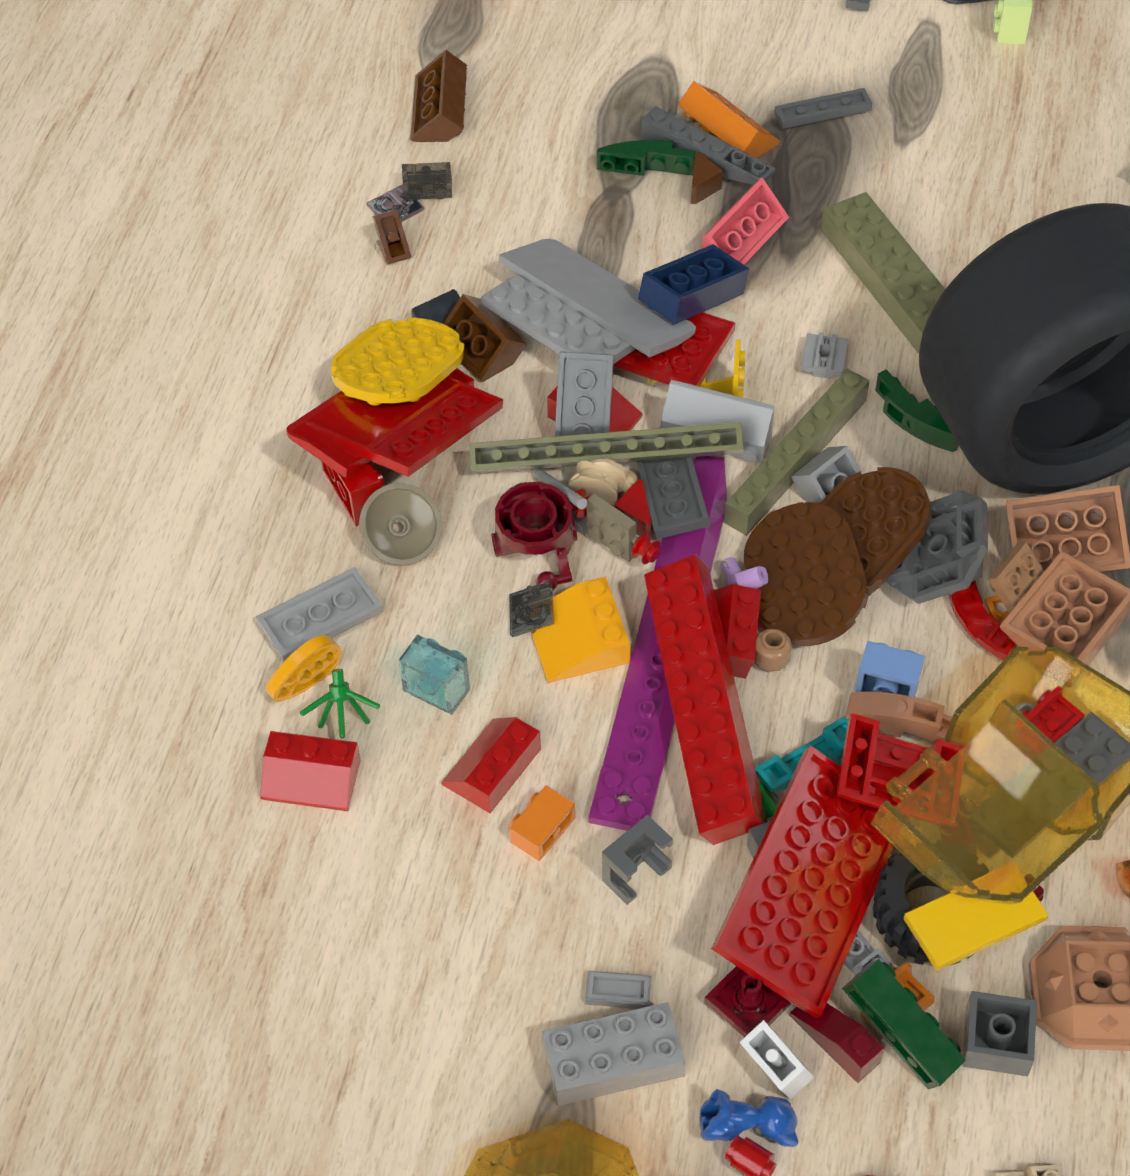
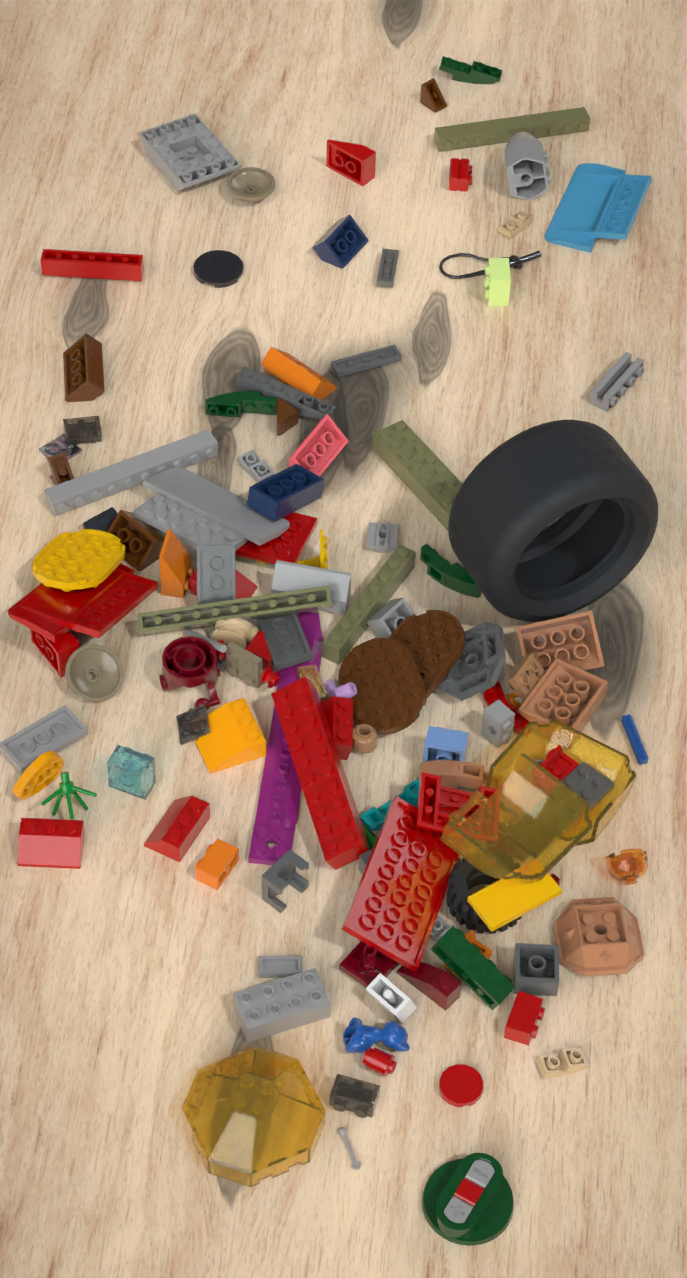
camera: 10 degrees left, 5 degrees down
(484, 242) = (130, 472): none -> light grey brick
(528, 379) = (174, 567): none -> orange slope
(655, 244) = (254, 466): none -> light grey slope
(706, 549) = (314, 676): none -> clear yellow tile
(969, 643) = (498, 724): none -> light grey brick
(975, 1110) = (523, 1018): none -> red brick

